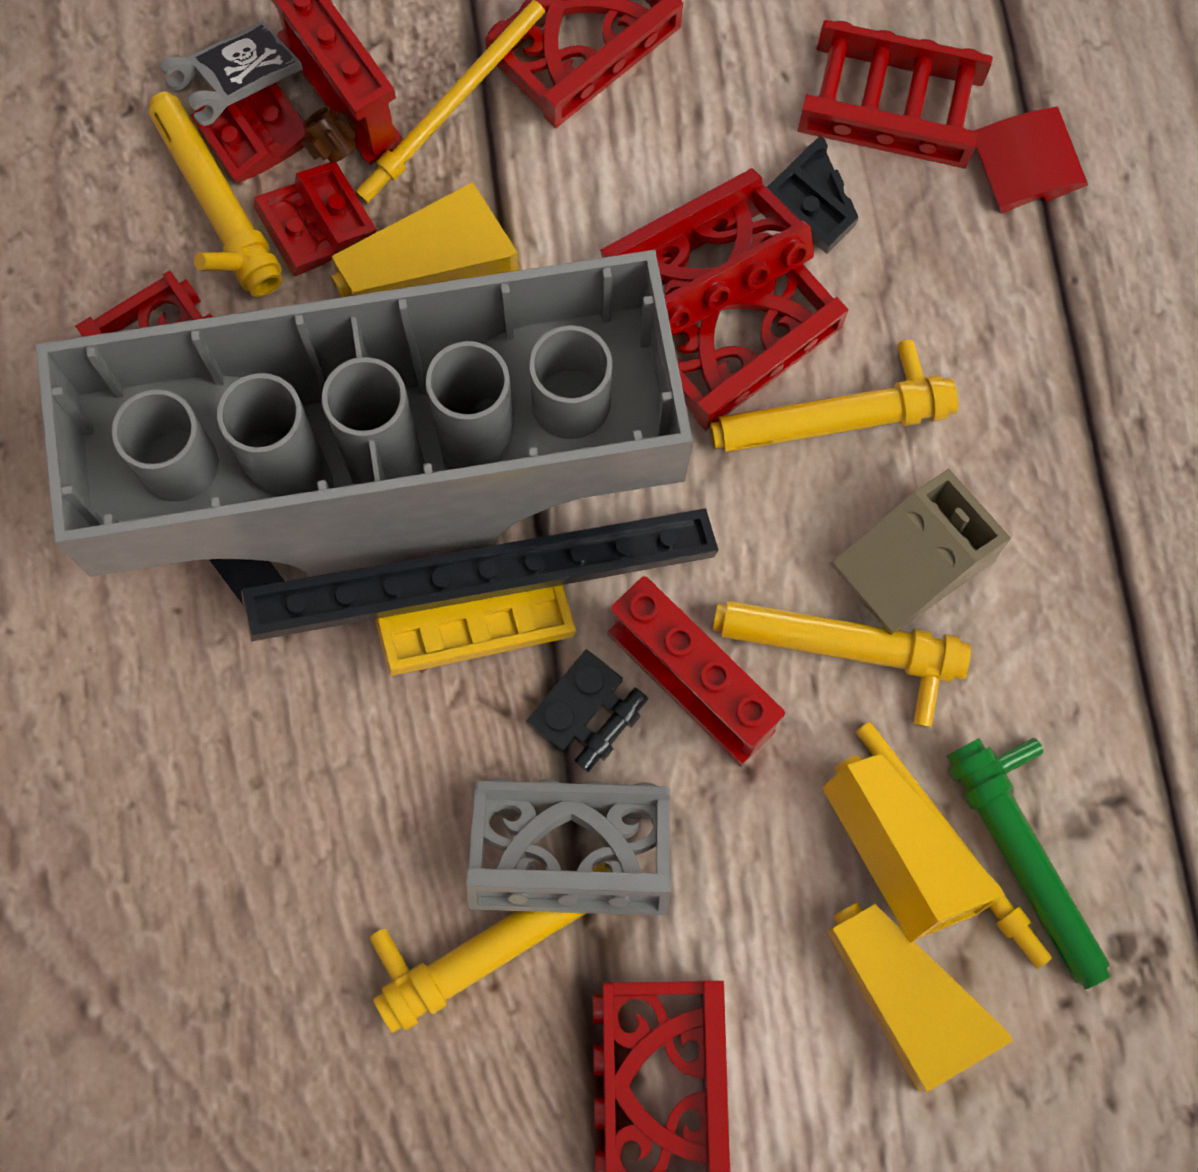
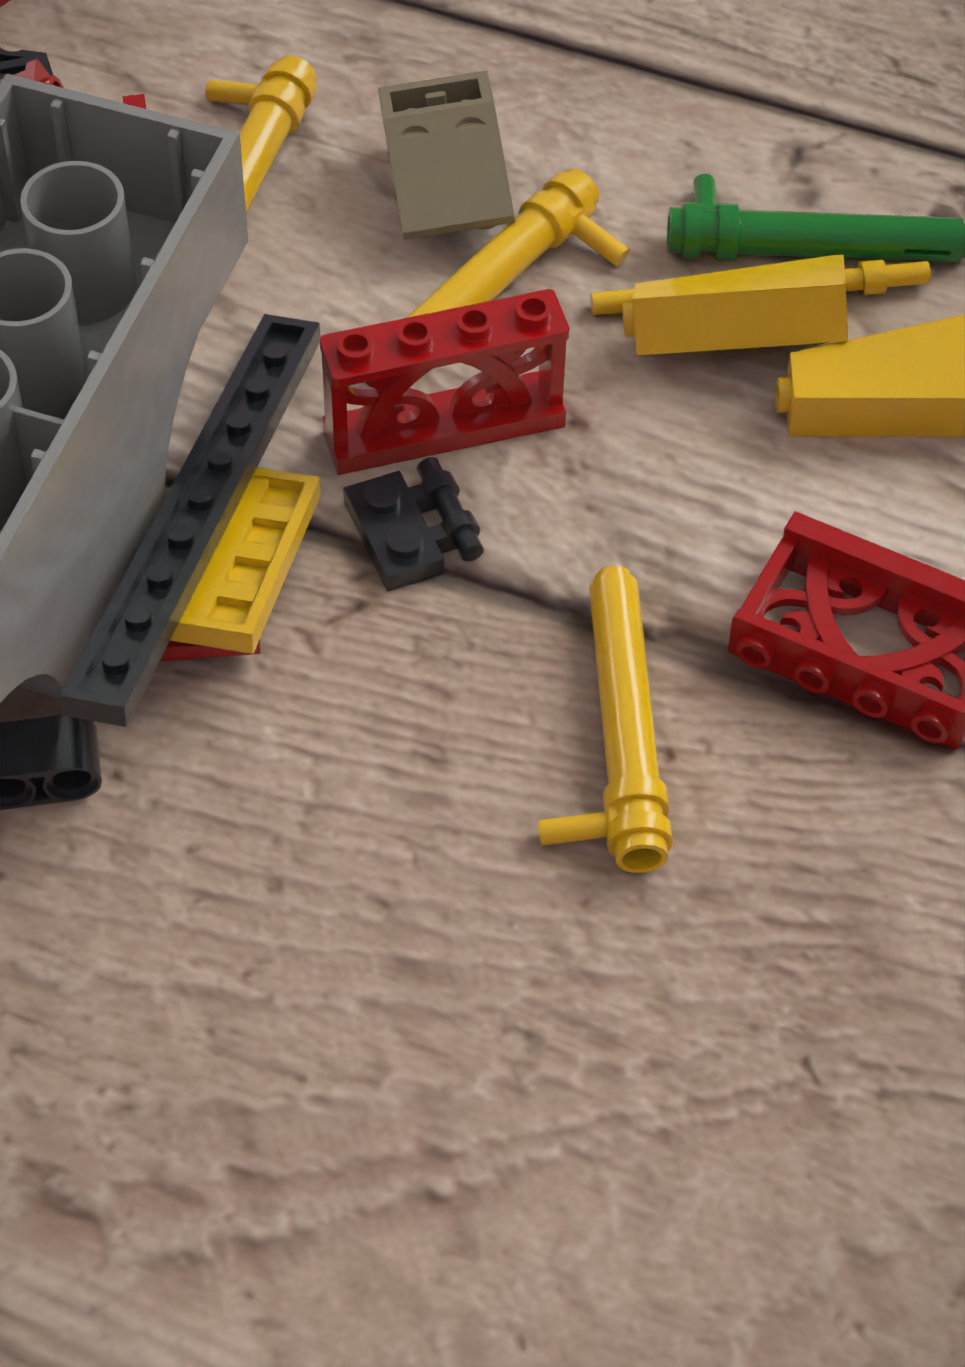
camera: 60 degrees left, 20 degrees down
(542, 809) = (545, 534): light grey fence -> none

